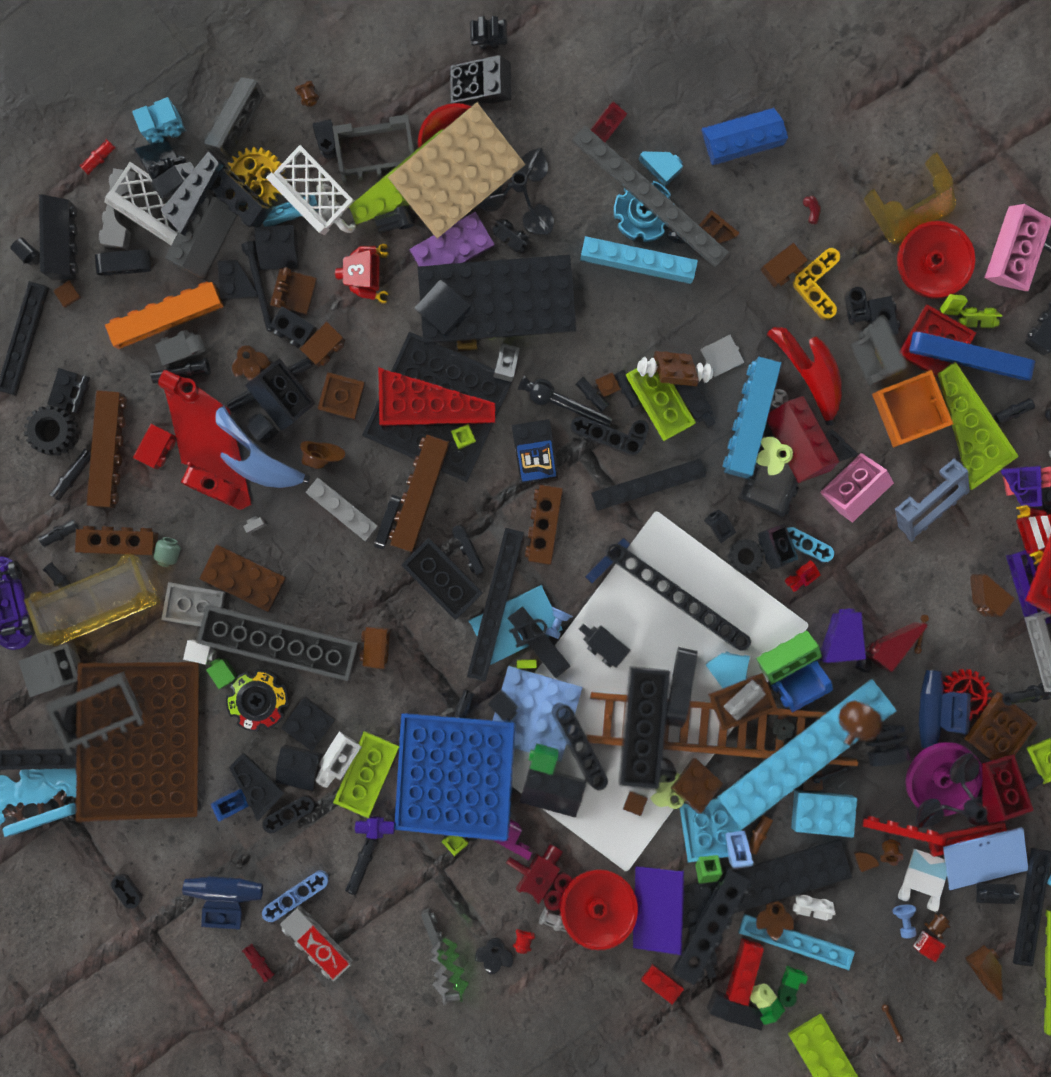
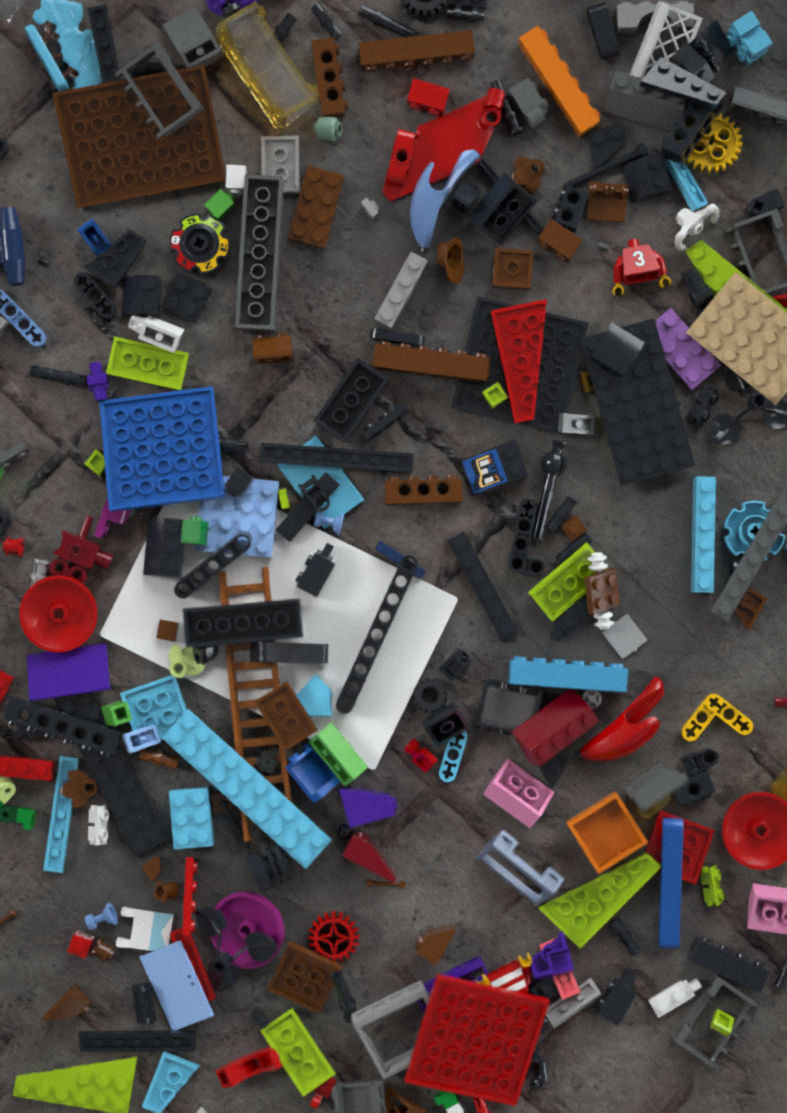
camera: 85 degrees right, 0 degrees up
(296, 199) = (696, 187): white fence -> none
(696, 785) = (195, 687): reddish brown plate -> none
(744, 700) = (287, 716): light grey hinge -> none
(771, 455) = (533, 700): yellowish green plate -> none
(783, 265) = (726, 681): reddish brown brick -> none
(859, 722) = (287, 831): reddish brown piece -> none
(941, 710) = (314, 914): dark blue plate -> none
(953, 304) = (719, 856): lime plate -> none
(1004, 790) = (247, 990): dark red slope -> none

